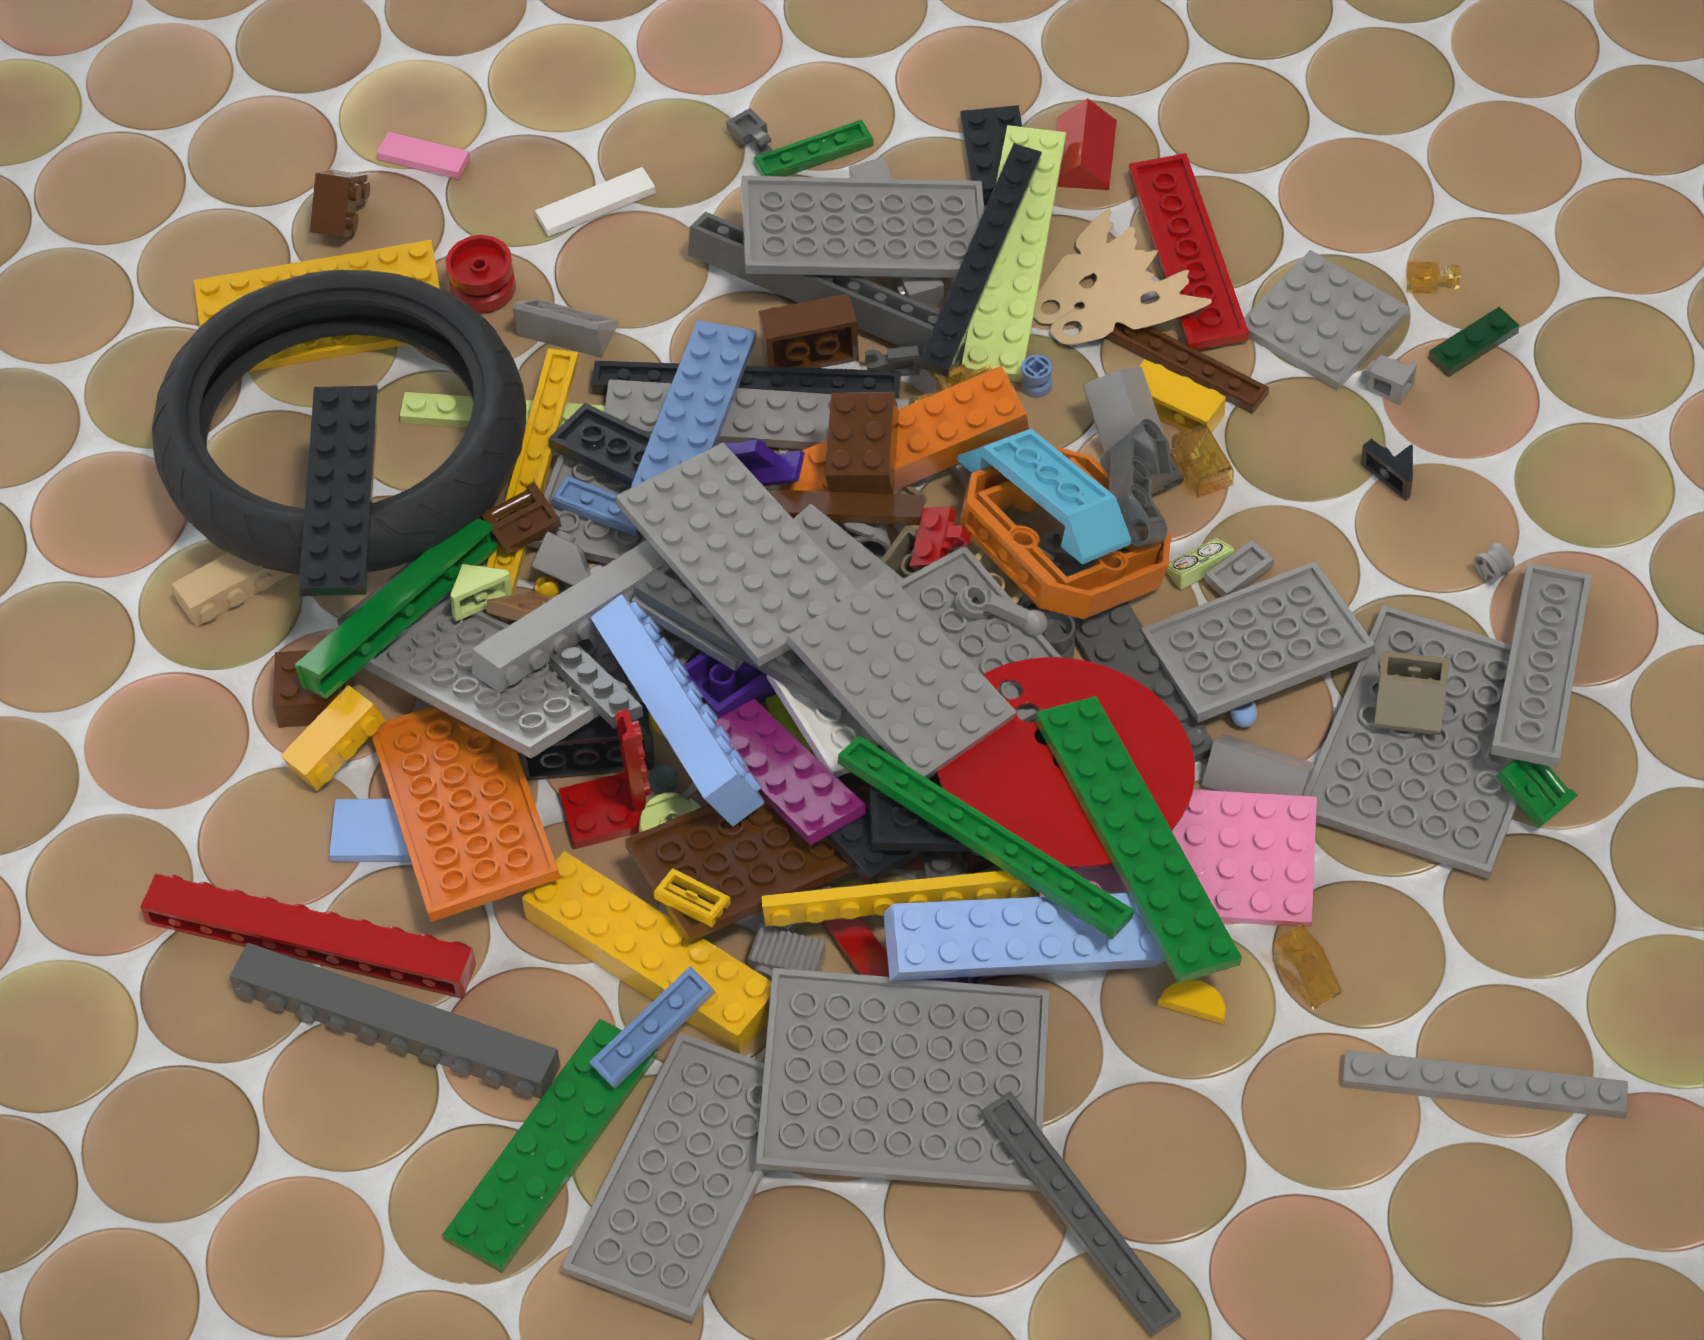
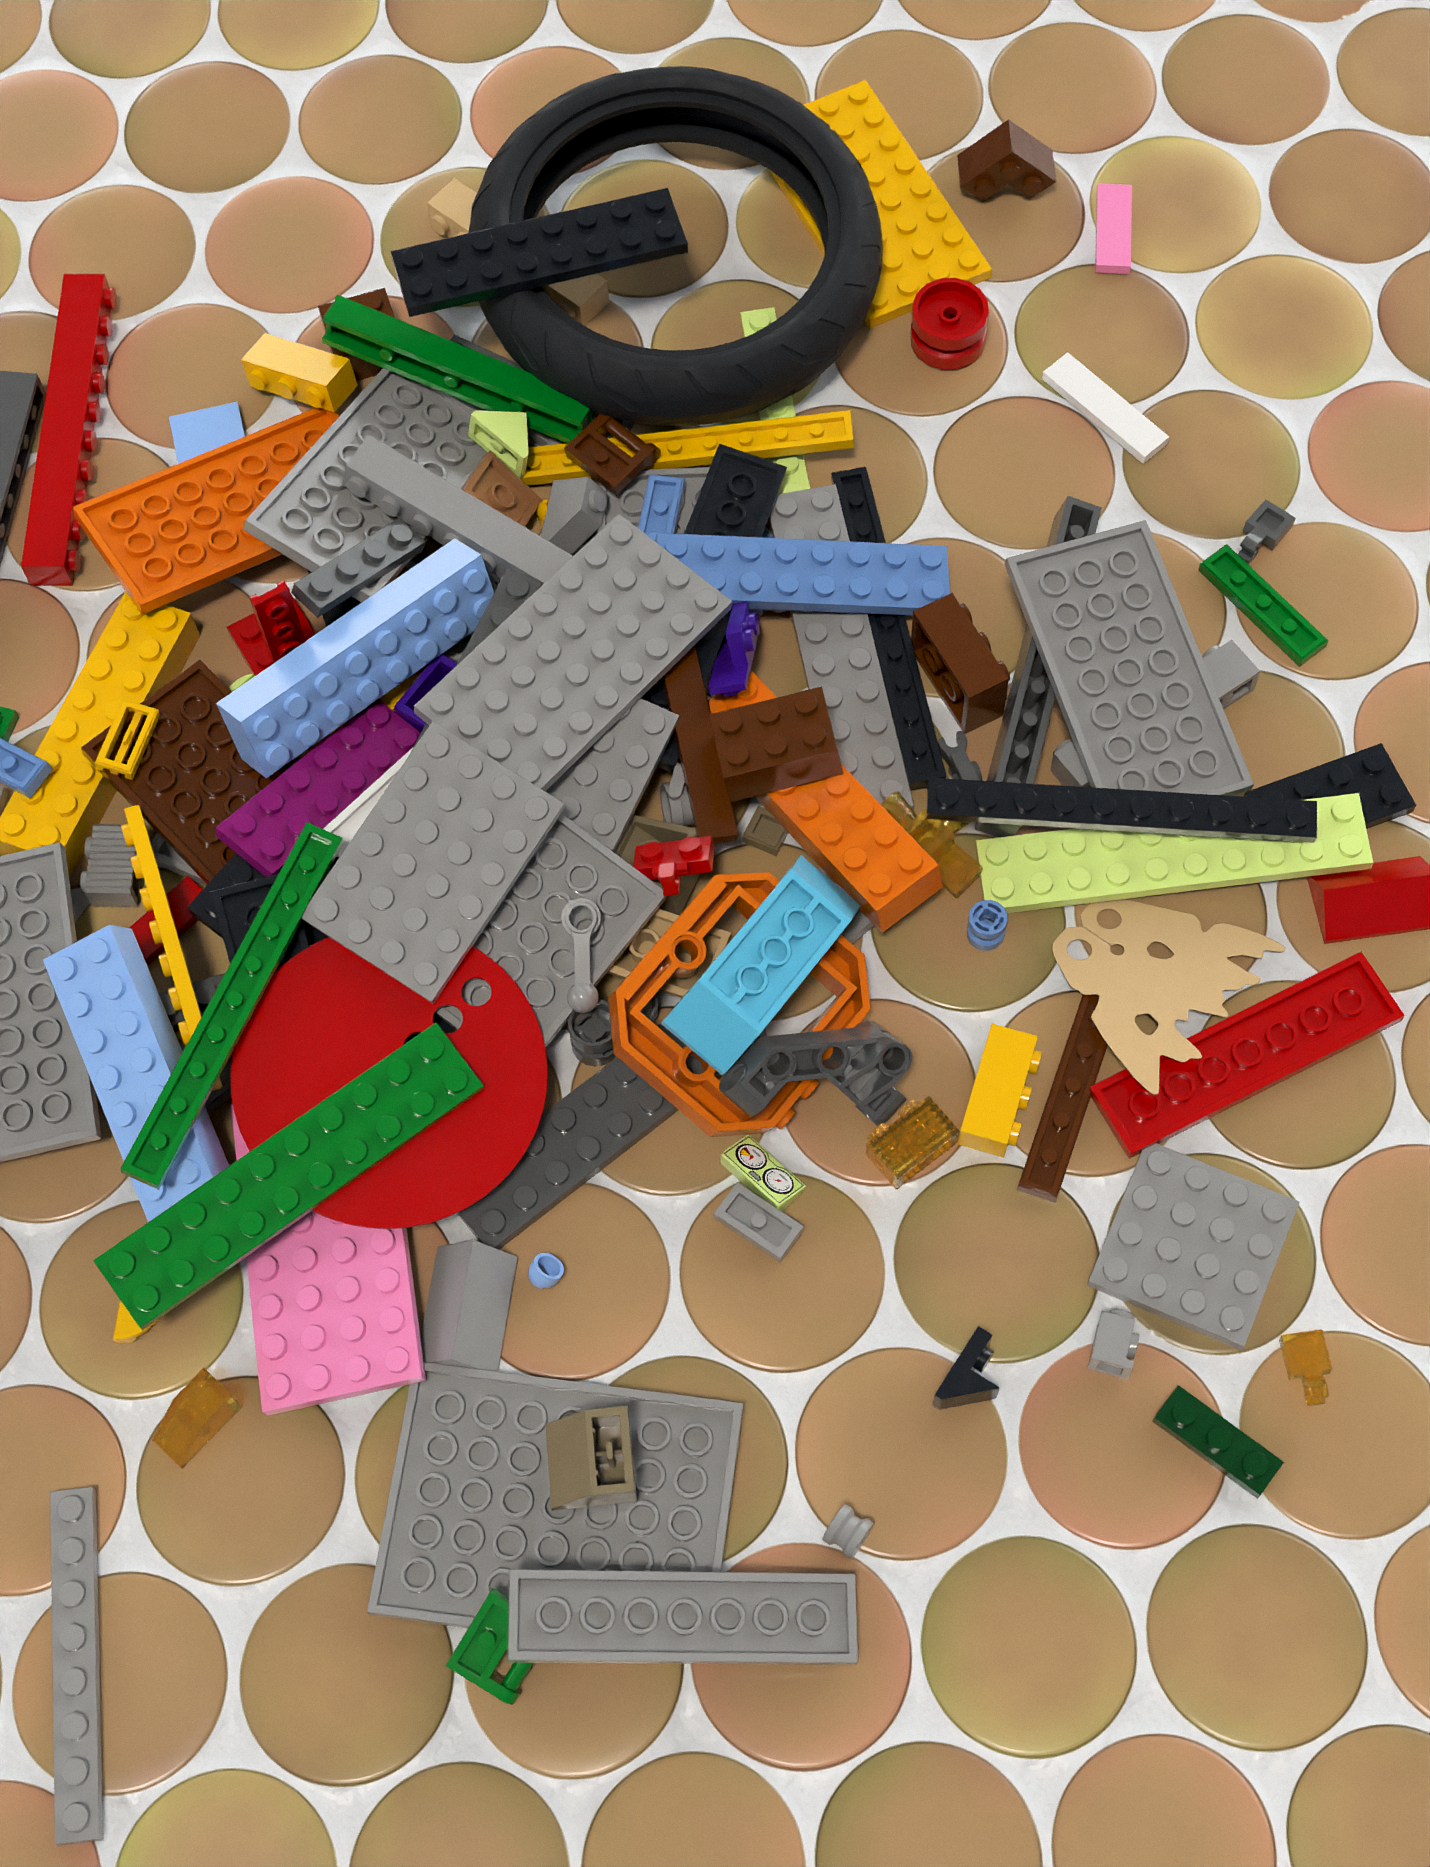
camera: 75 degrees right, 10 degrees up
(563, 326) = (916, 425): light grey slope -> none
(1120, 403) = (946, 1036): light grey slope -> none
(1257, 641) = (647, 1265): light grey plate -> none

